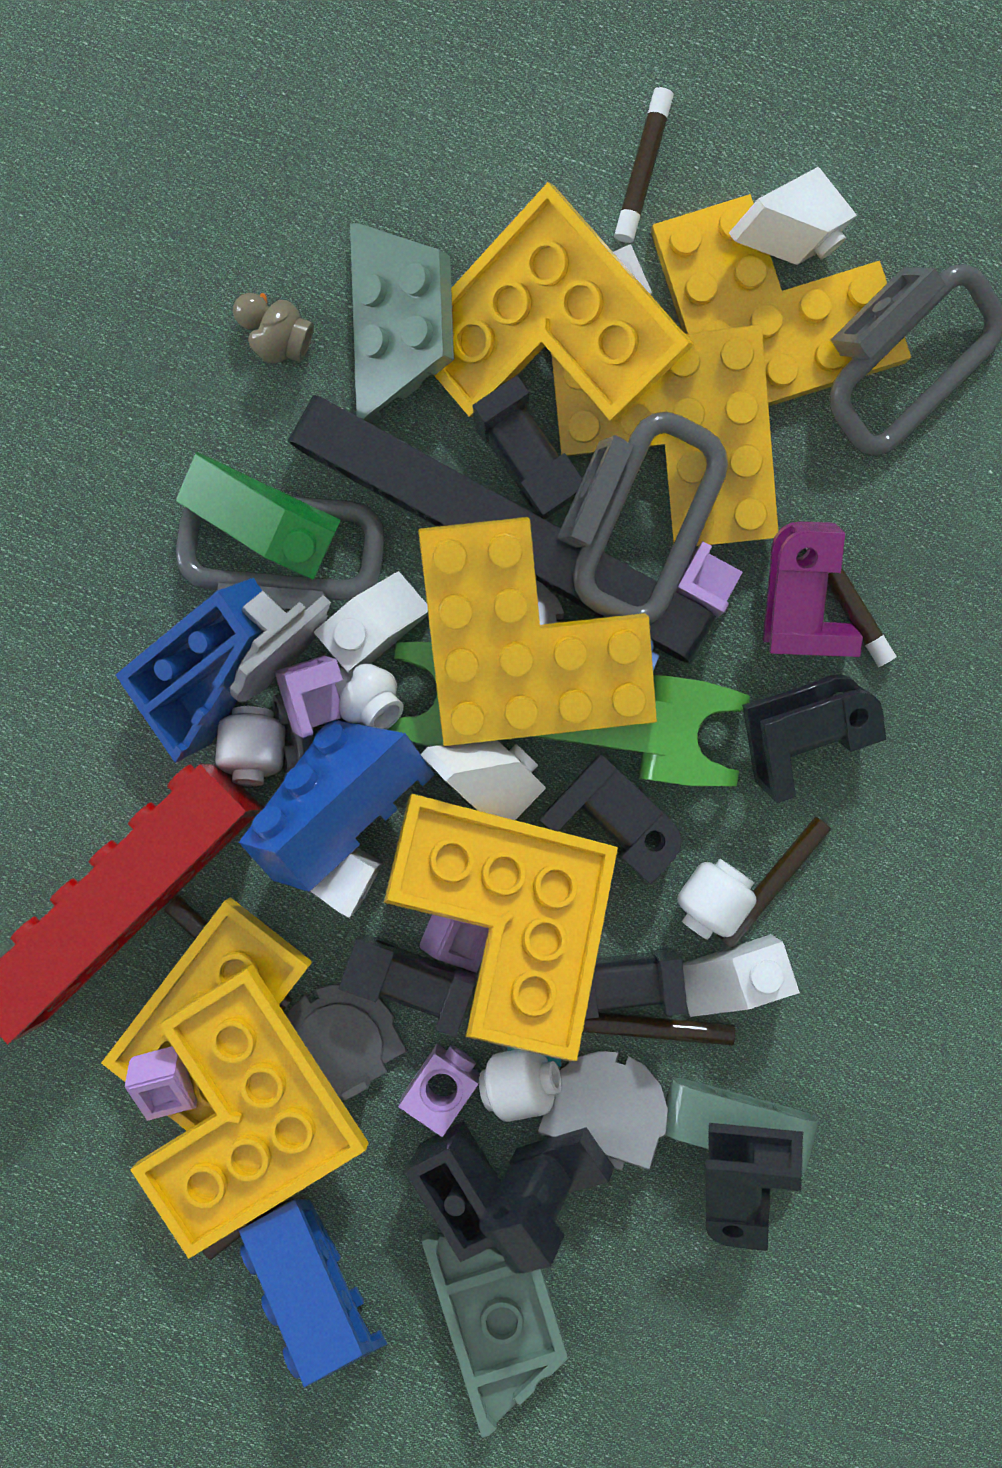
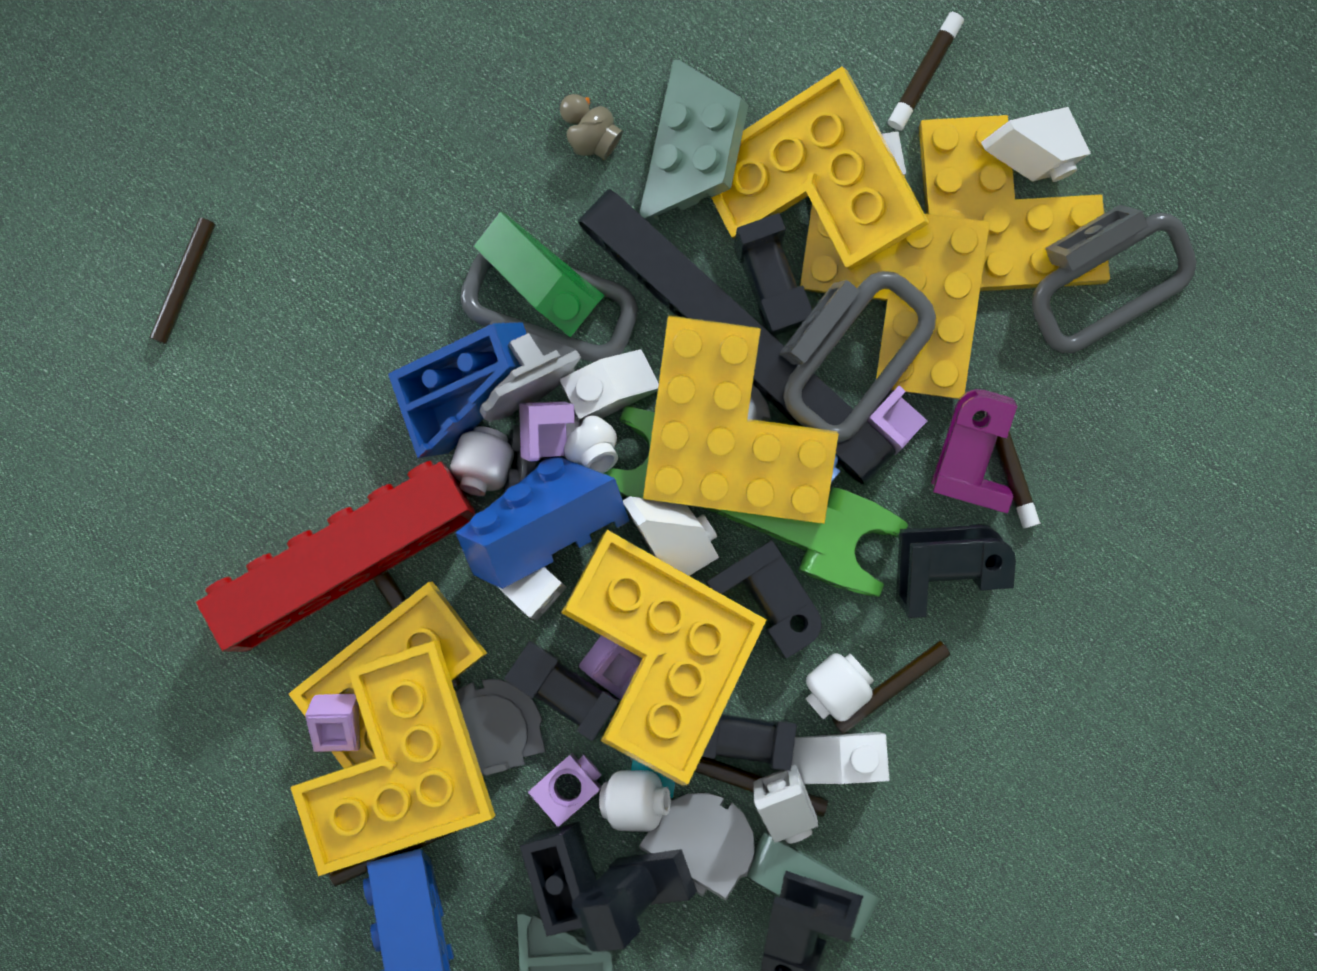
camera: 15 degrees right, 5 degrees down
(689, 1049) = (785, 806): none -> white slope

